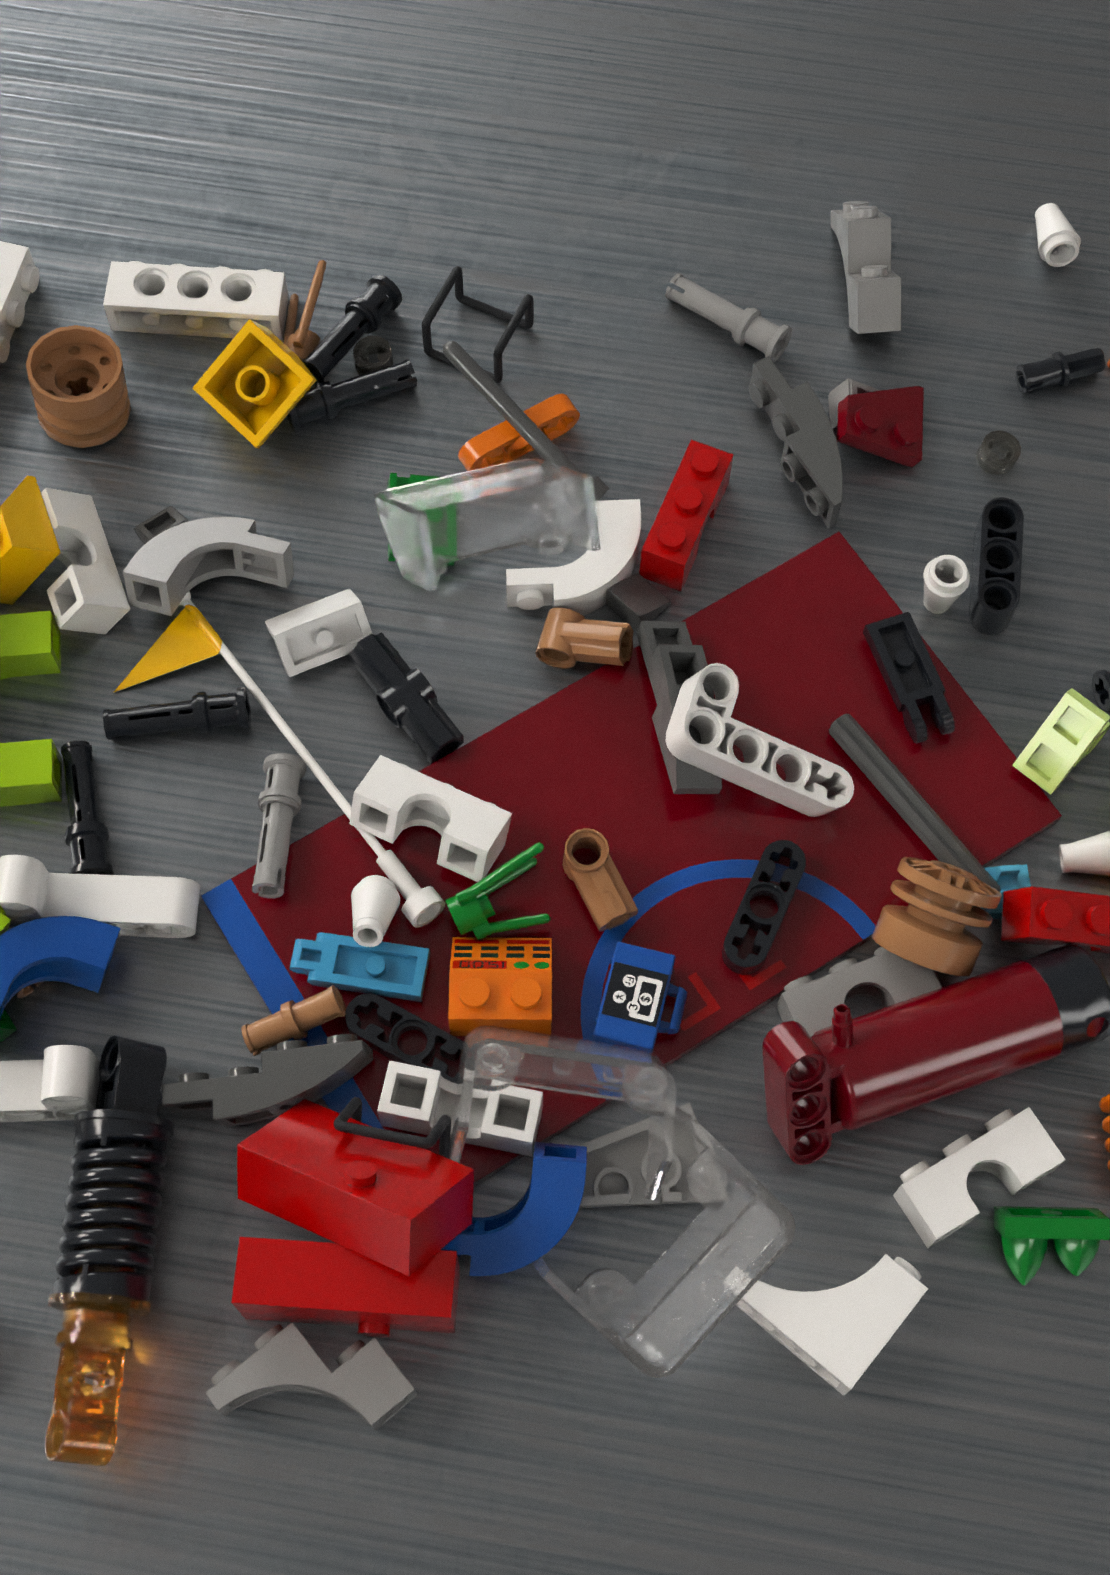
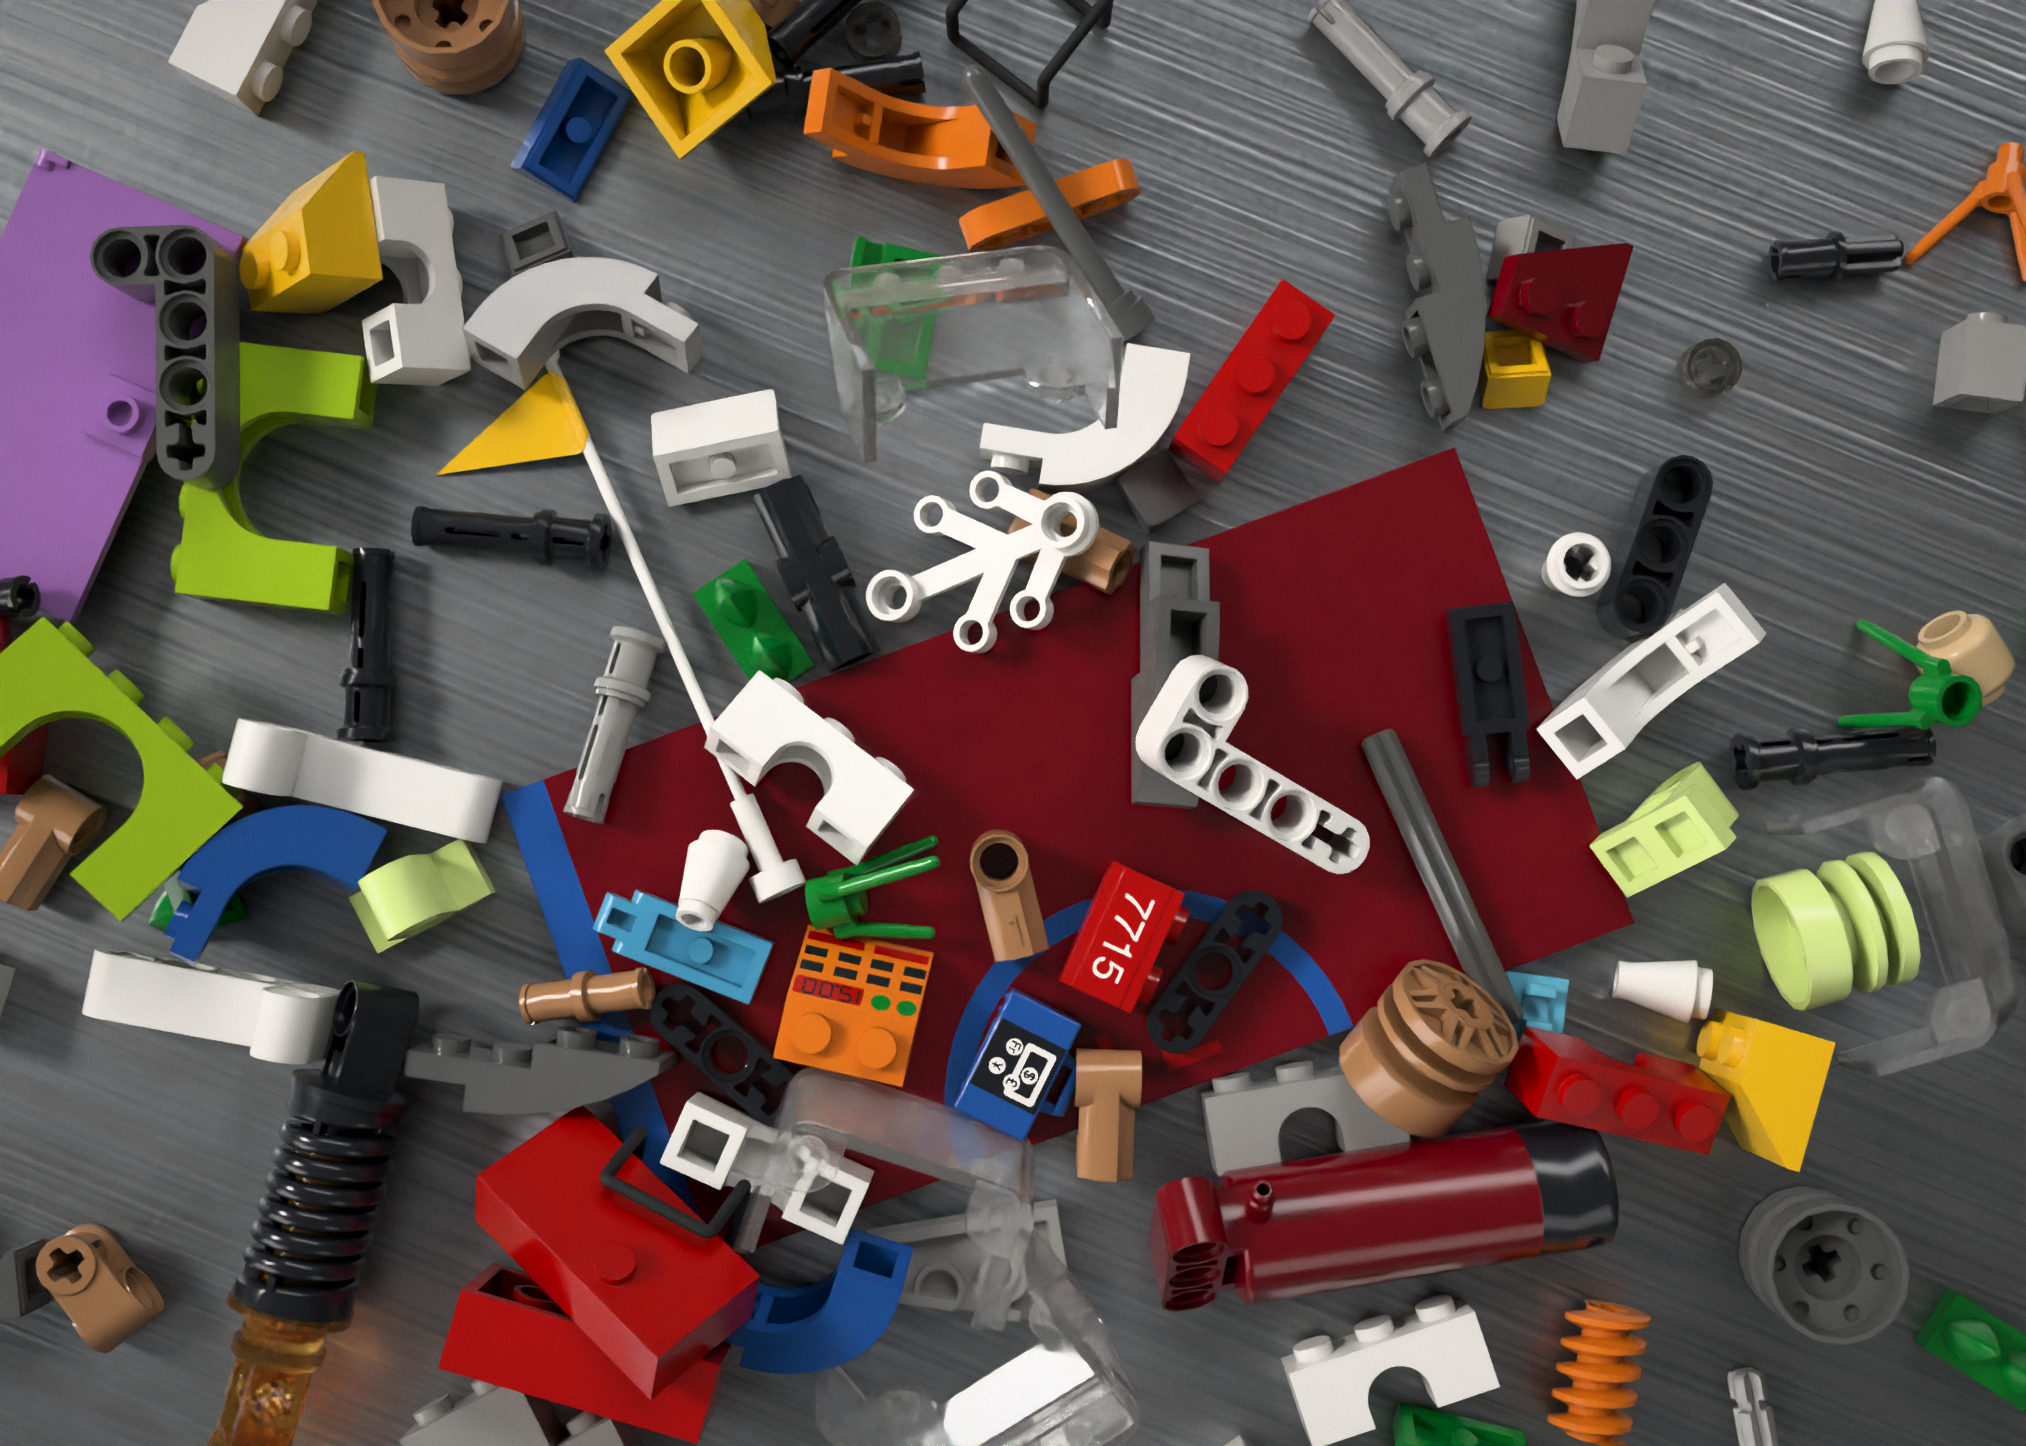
camera: 10 degrees right, 20 degrees up
(147, 977) = (419, 893): none -> yellowish green tile
(174, 453) = (572, 129): none -> blue slope
(362, 739) = (753, 625): none -> green tile
(415, 413) = (908, 138): none -> orange arch
(532, 655) = (993, 558): none -> white plant
(690, 890) = (1123, 937): none -> red brick
(709, 1013) = (1107, 1100): none -> medium nougat piece
(866, 480) = (1513, 371): none -> yellow slope
(1021, 644) = (1646, 678): none -> white arch

